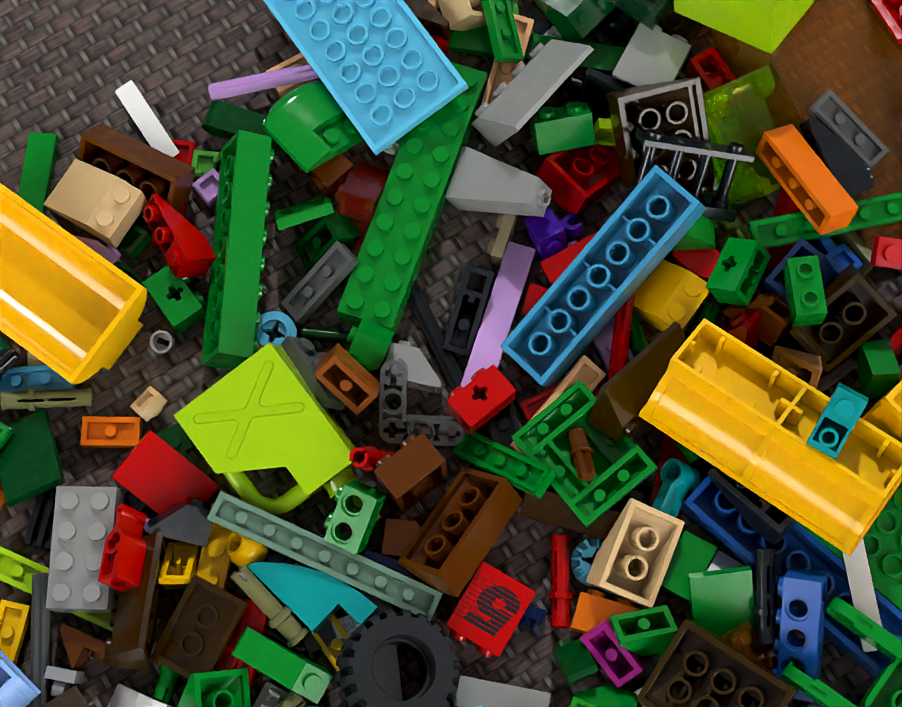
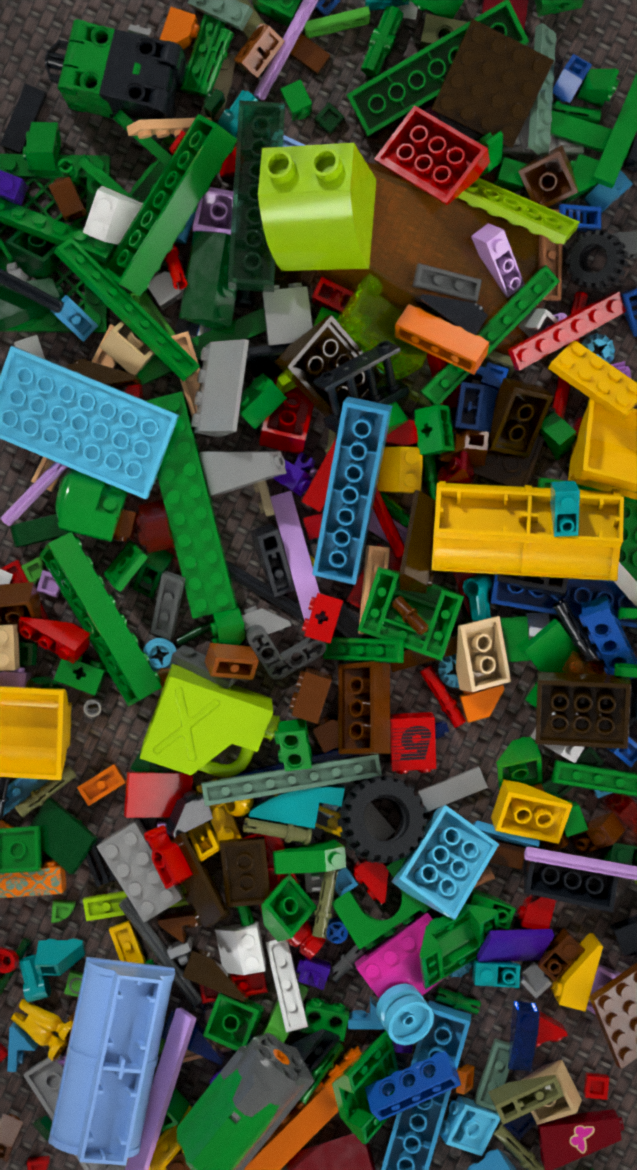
camera: 40 degrees left, 15 degrees up
(148, 404) = (112, 752): tan plate -> none
(367, 457) = (281, 701): red pin -> none
(574, 660) = (483, 741): dark green slope -> none
(616, 661) = (505, 721): magenta slope -> none
(644, 630) = (514, 697): green slope -> none
(799, 363) = (509, 470): medium nougat slope -> none
(805, 291) = (487, 421): green brick -> none

